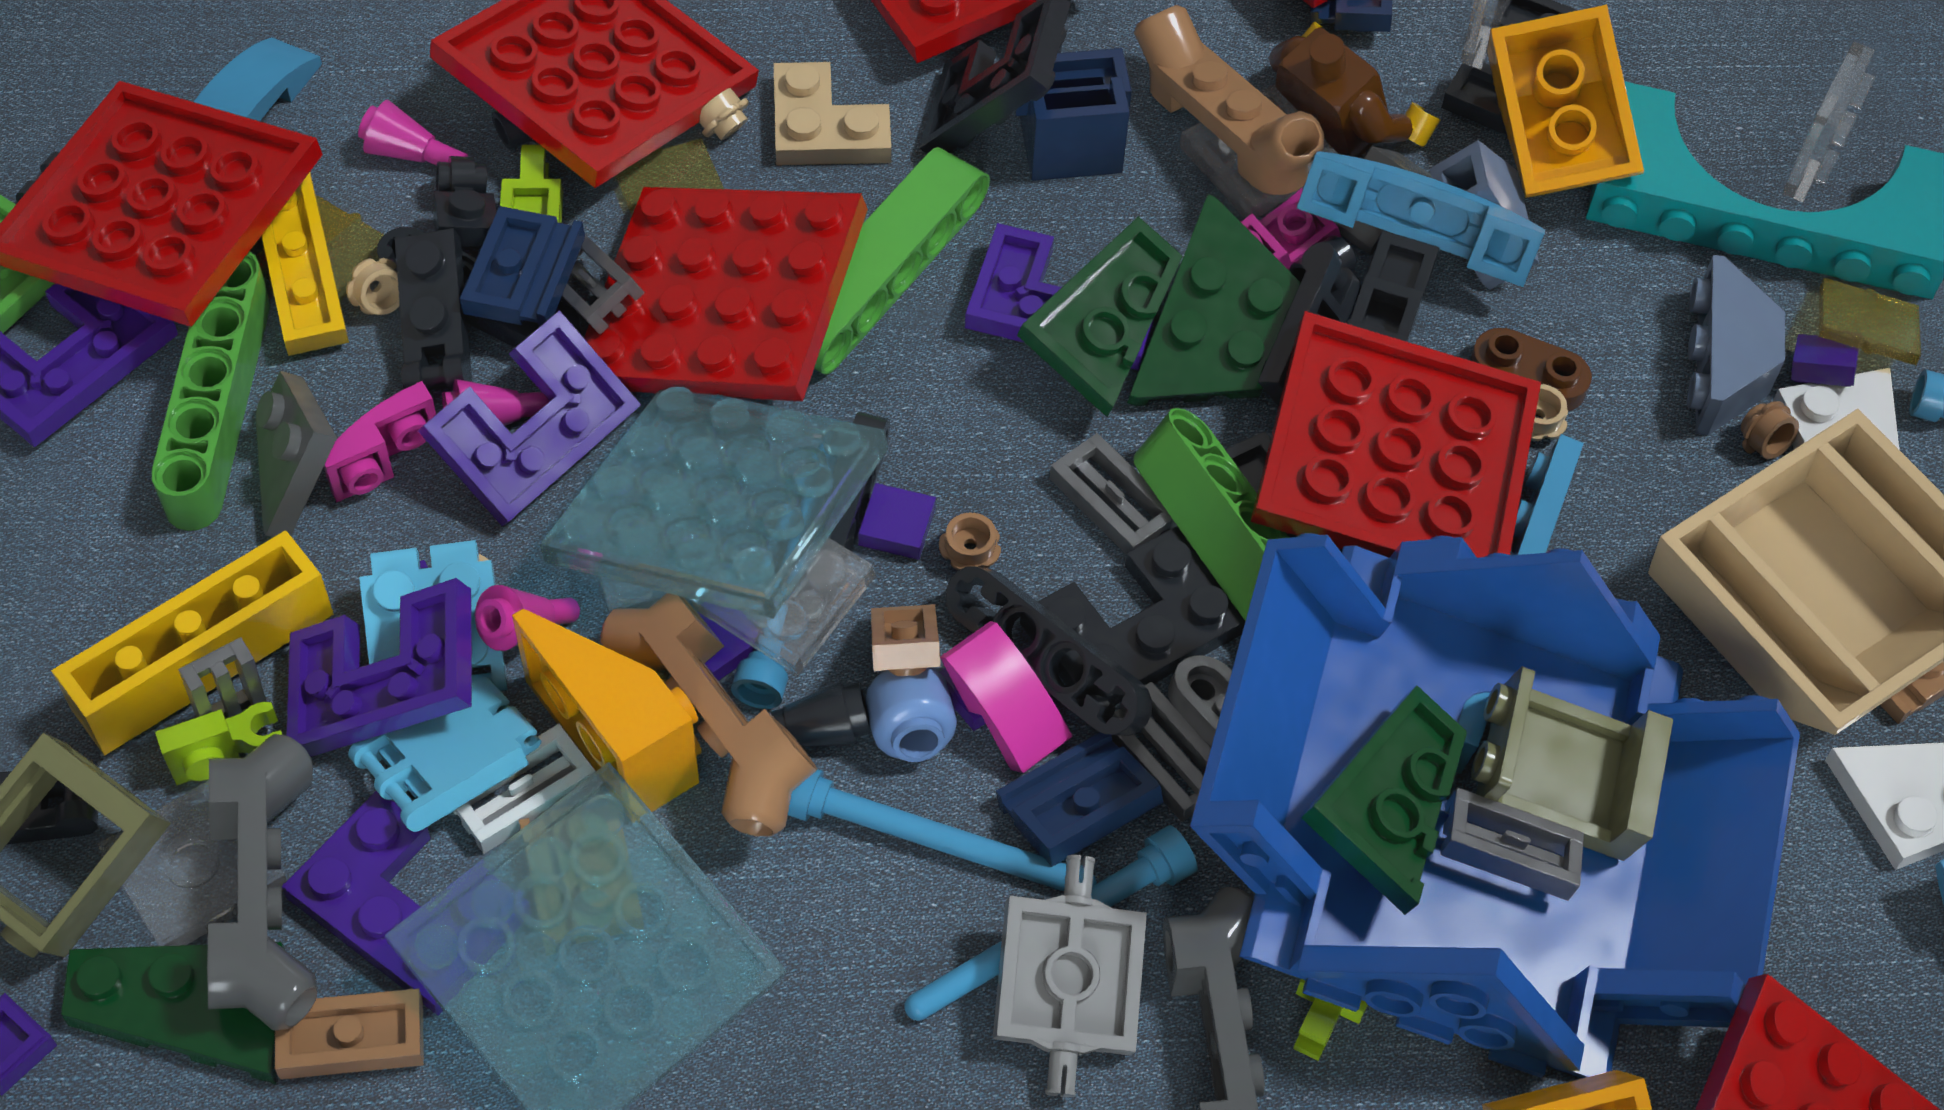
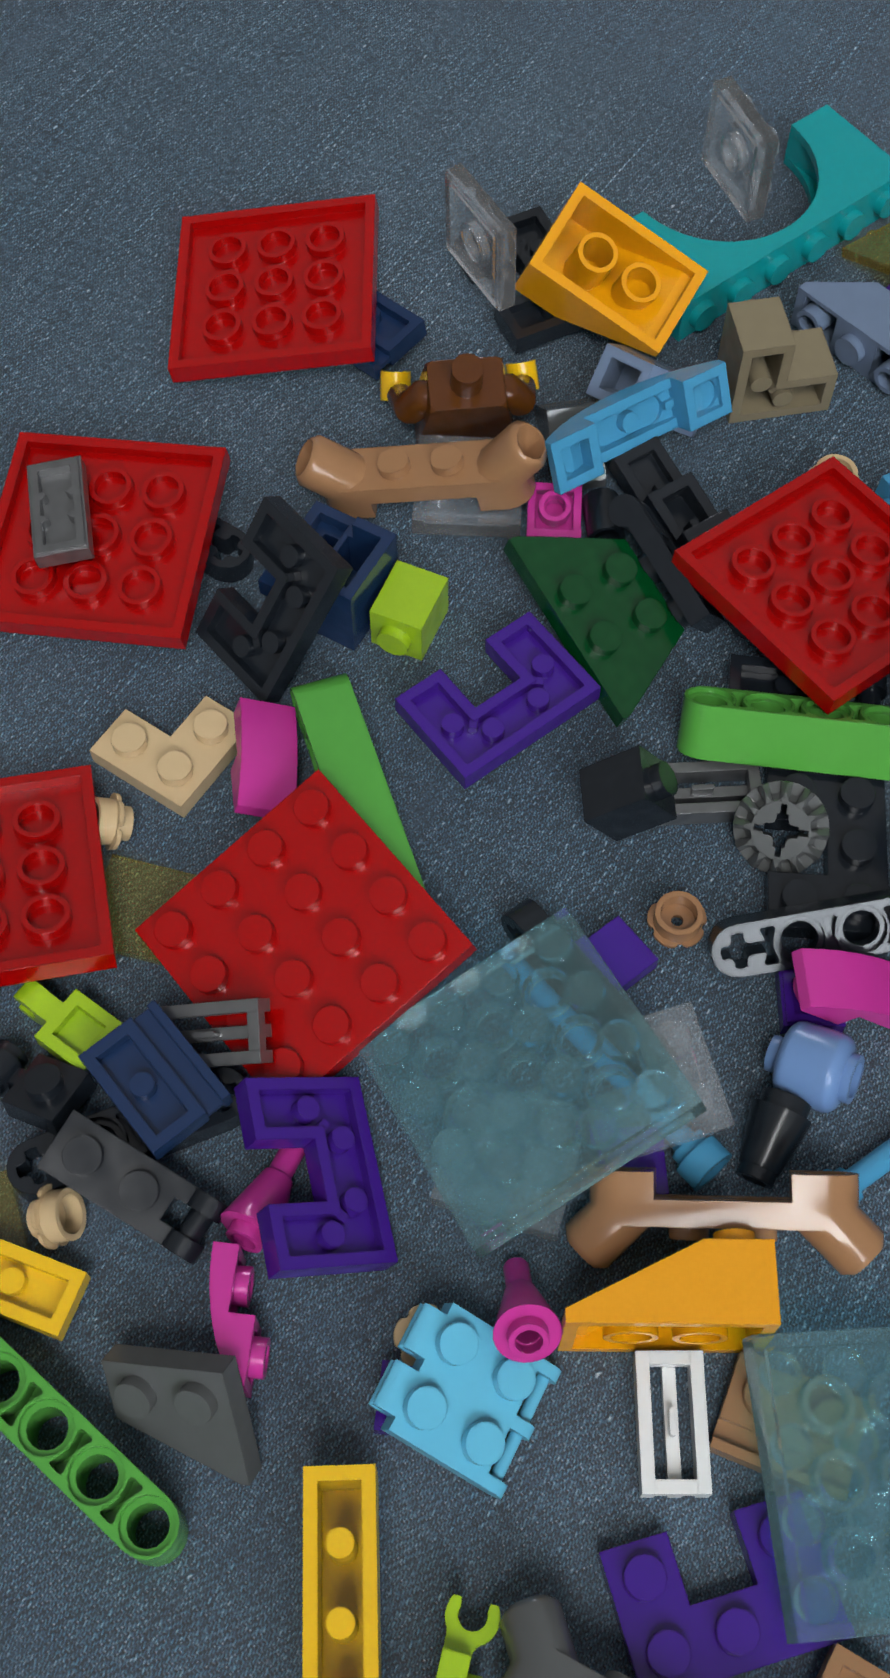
camera: 50 degrees left, 5 degrees up
(215, 662) = (426, 1601): flat silver tile -> none
(342, 704) = (496, 1537): dark purple plate -> none
(449, 756) = (610, 1465): medium azure plate -> none
(867, 166) = (265, 756): none -> dark pink slope
(905, 639) = (757, 1024): medium nougat plate -> none
(1048, 430) = (628, 793): none -> black brick
(1091, 184) = (409, 610): none -> lime brick
(1103, 314) = (552, 685): dark green wing -> none
(1144, 563) = (761, 807): none -> dark grey gear
(1535, 361) = (791, 455): reddish brown plate -> none
(1600, 291) = (770, 365): none -> dark tan brick

